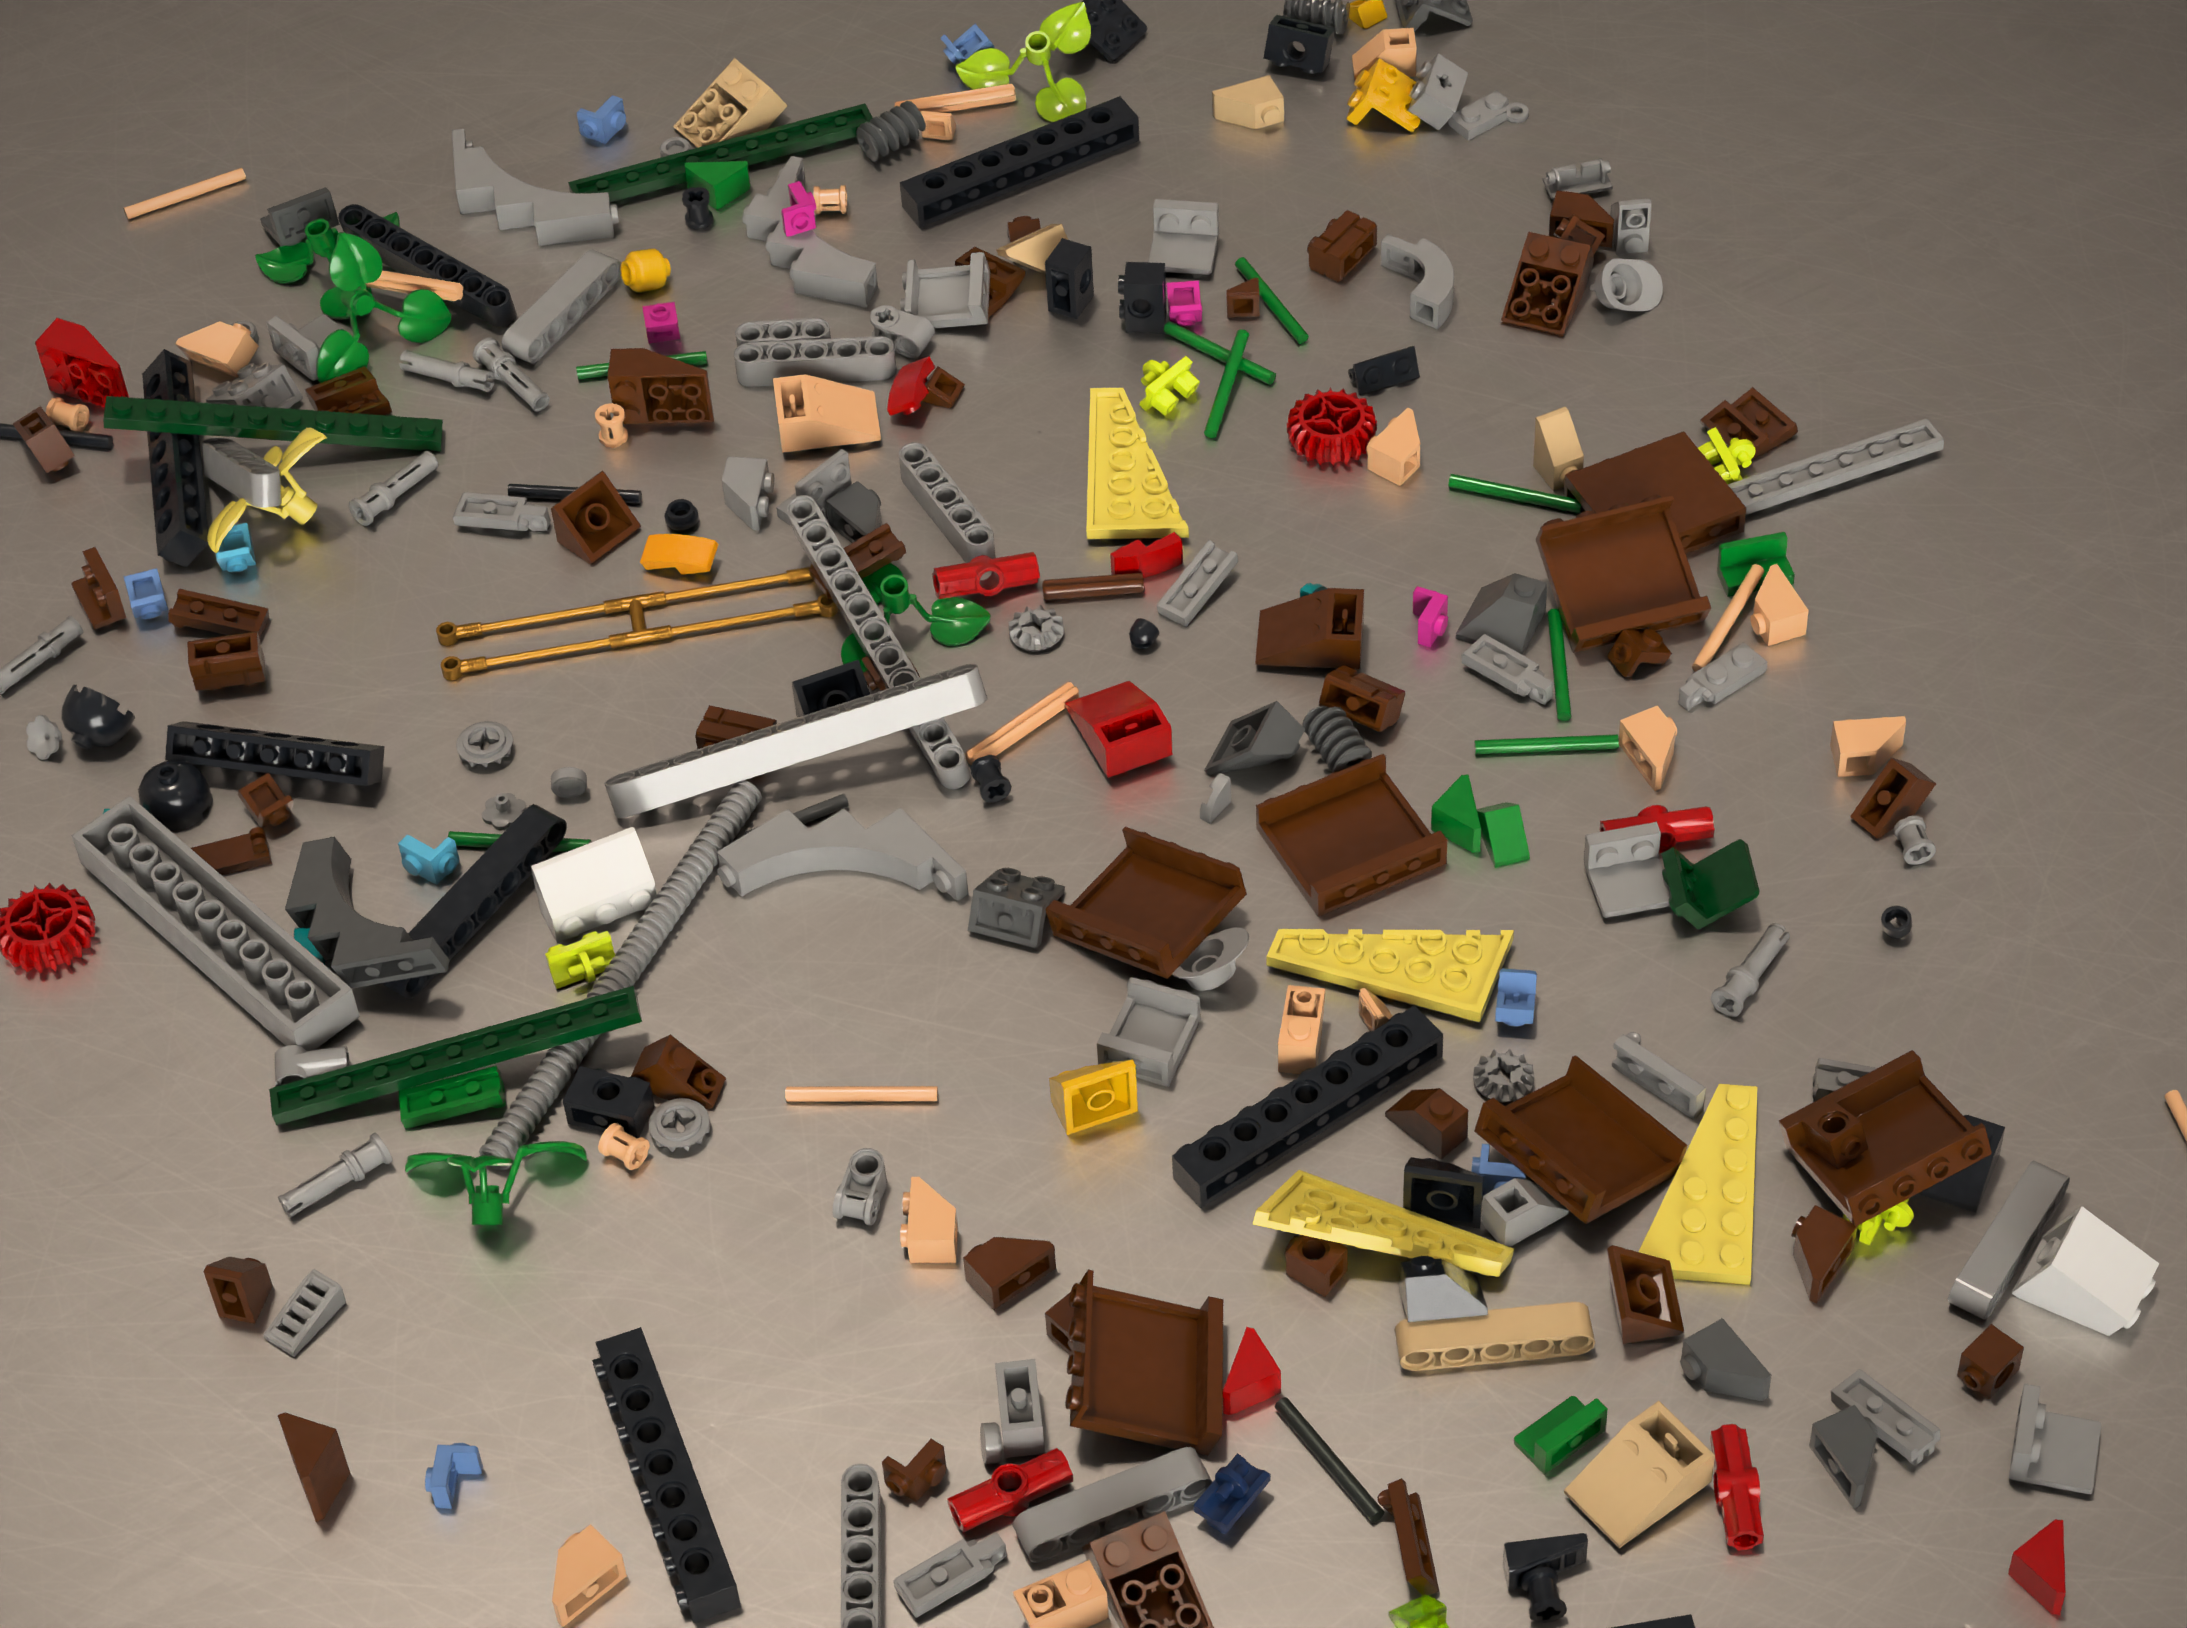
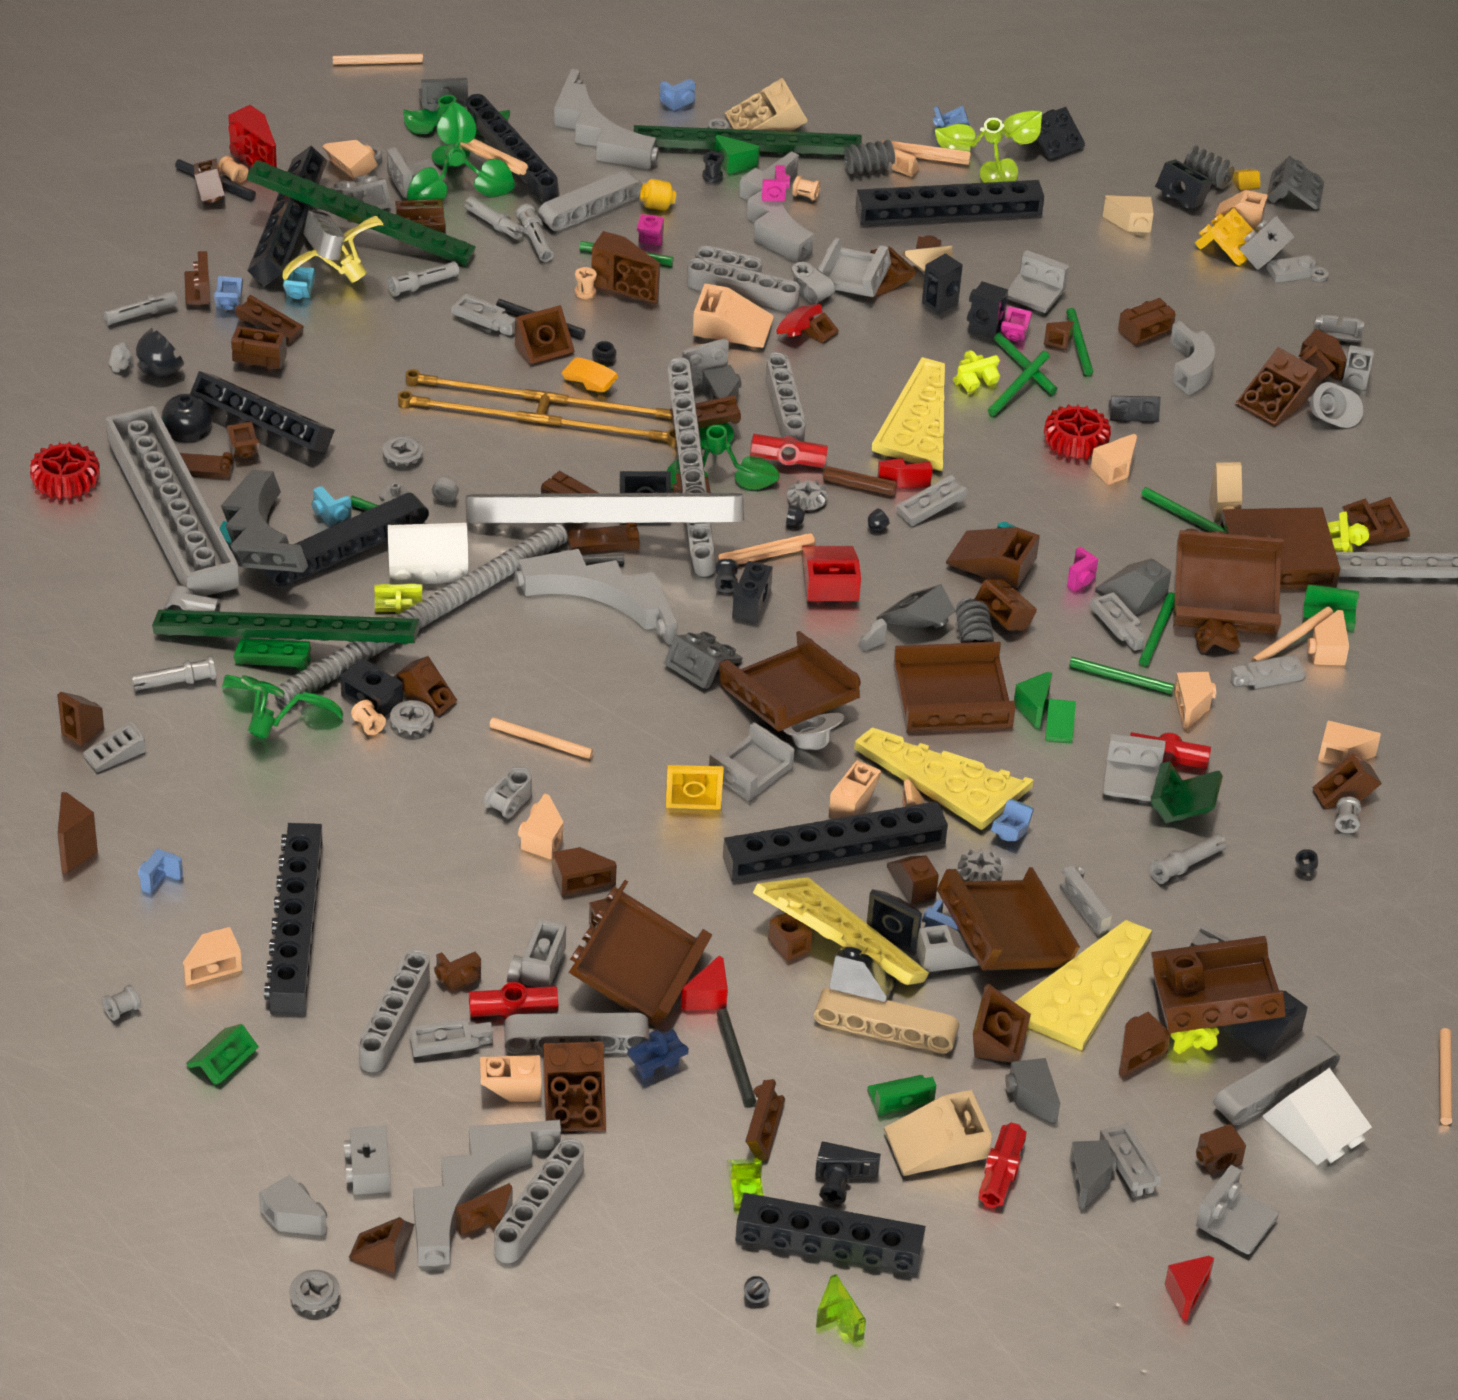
camera: 15 degrees right, 5 degrees down
(746, 488) = (656, 348): light grey slope -> none
(806, 781) = (604, 539): none -> reddish brown hinge
(1035, 663) = (795, 515): none -> black hinge
(1036, 791) = (752, 592): none -> black brick

